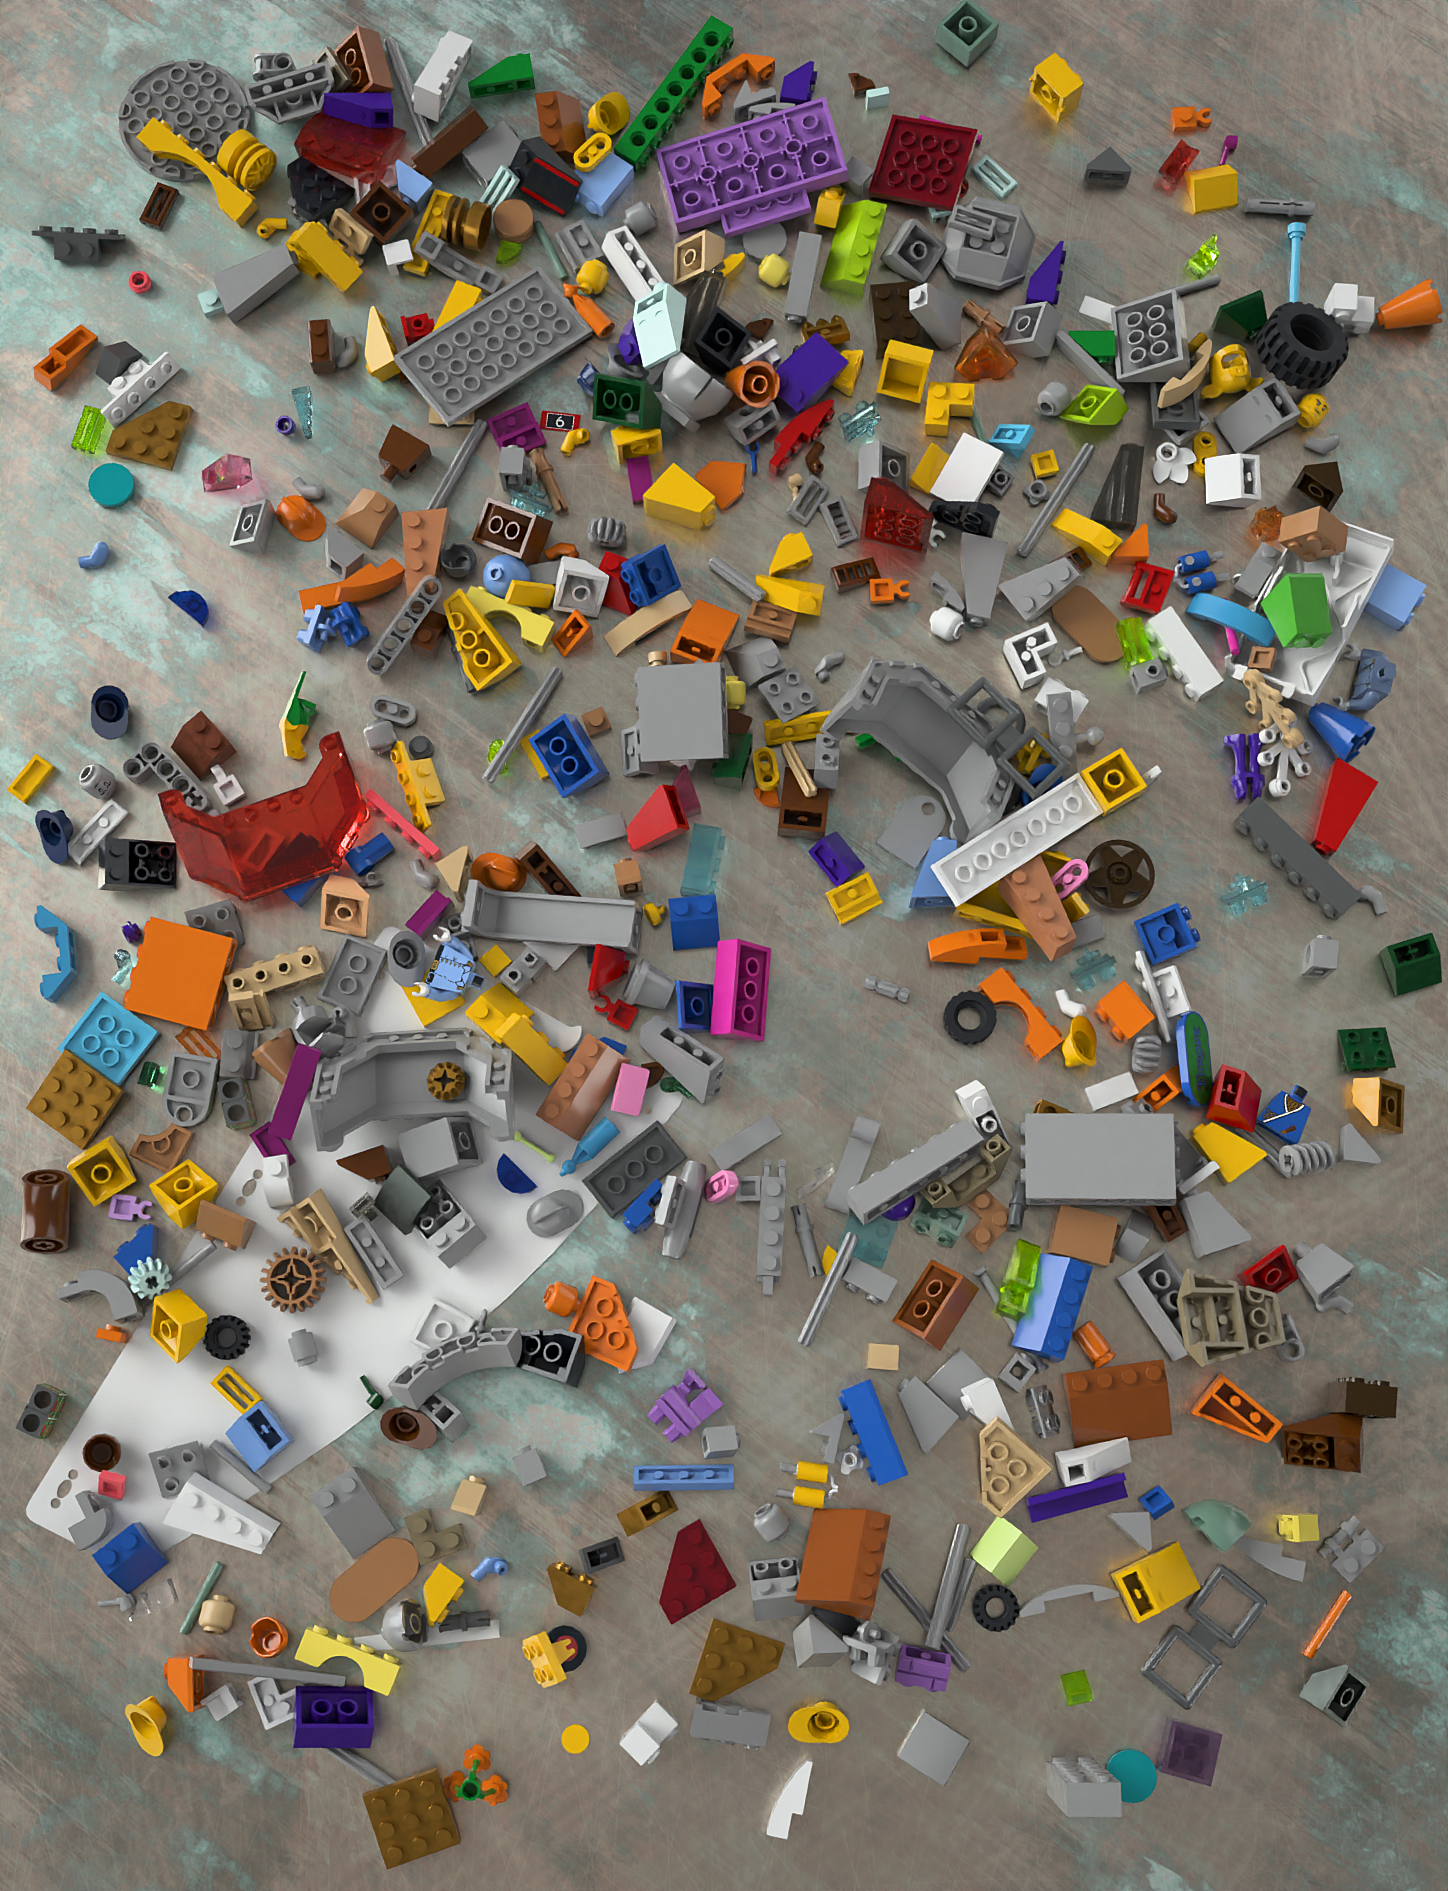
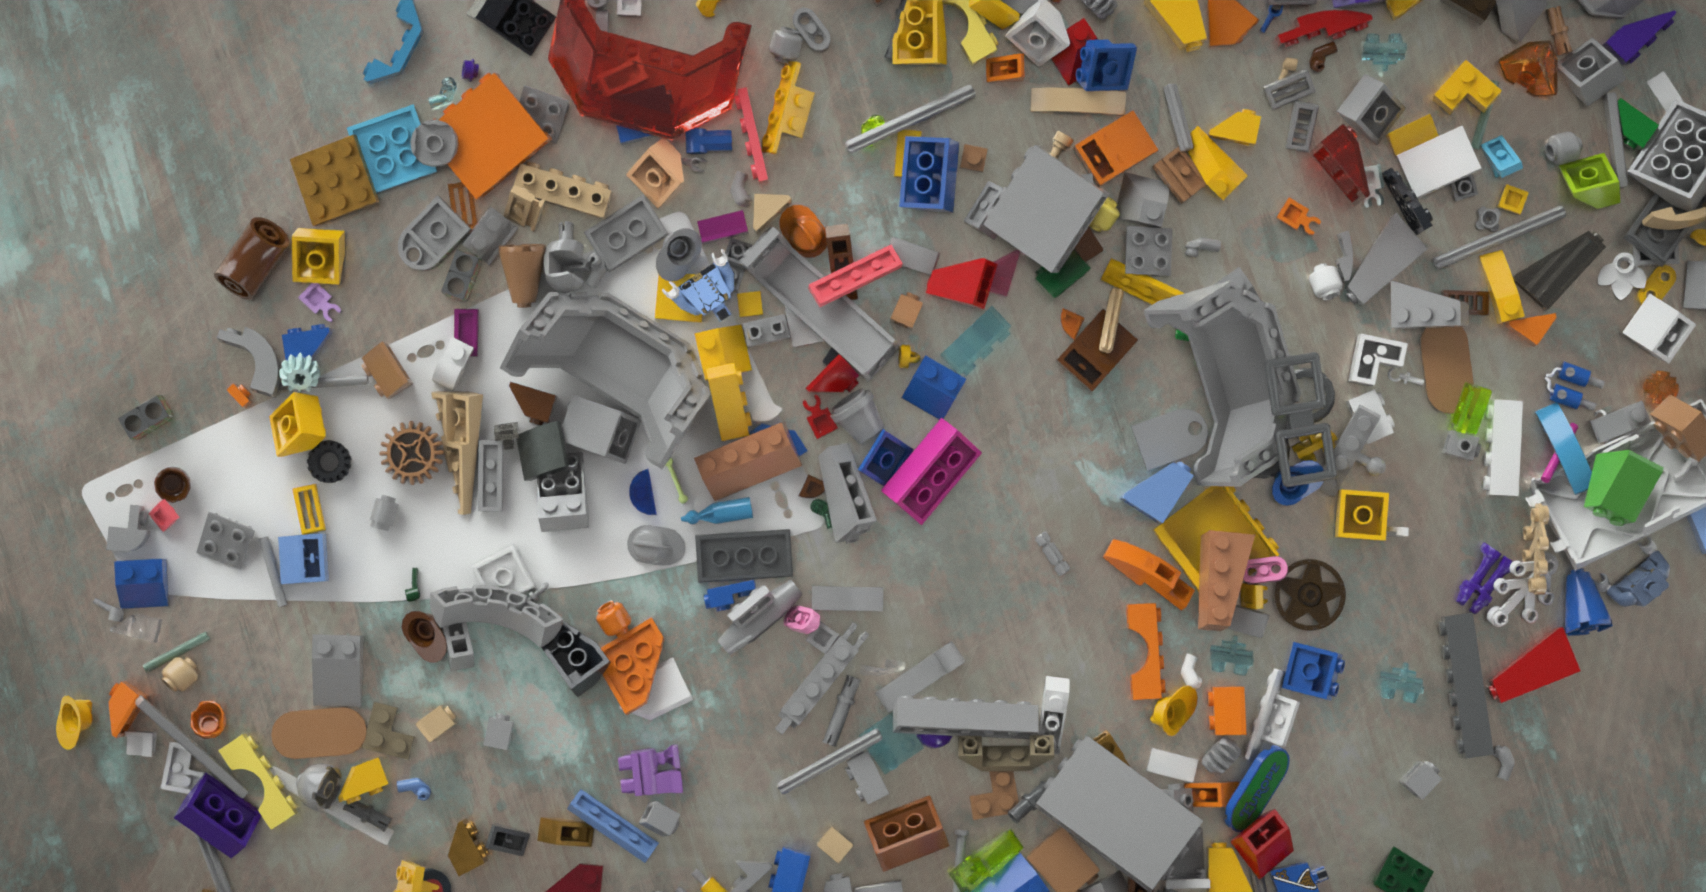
camera: 30 degrees right, 10 degrees up
(139, 1008) = (434, 143): none -> light grey tile
(149, 1075) = (406, 200): clear green slope -> none
(163, 1150) = (378, 272): medium nougat tile -> none
(182, 1192) = (371, 320): yellow slope -> none
(221, 1516) = (233, 601): white wedge -> none
(294, 1091) = (514, 302): magenta tile -> none
(420, 747) = (812, 77): dark grey plate -> none
(452, 1089) = (642, 388): pearl gold gear -> none
(565, 875) = (855, 275): none -> coral plate
(630, 1089) = (784, 490): bright pink slope -> none
(767, 770) = (1084, 301): yellow plate -> none
(826, 762) = (1134, 334): light grey brick -> none
(828, 1258) = (847, 737): yellow tile -> none
(836, 858) = (1089, 416): dark purple panel -> none
(841, 586) = (1279, 191): reddish brown slope -> none
(853, 897) = (1079, 459): yellow plate -> none
(904, 371) = (1452, 35): yellow piece -> none
(939, 1223) = (957, 775): sand green bracket -> none
(975, 1000) = (1106, 607): black tyre -> none
(1016, 839) = (1245, 509): white plate -> none
(1154, 591) = (1521, 376): red plate -> none
(1163, 512) = (1581, 311): reddish brown arm -> none
(1262, 659) = (1563, 501): medium nougat plate -> none
(1412, 964) = (1493, 838): dark green slope -> none

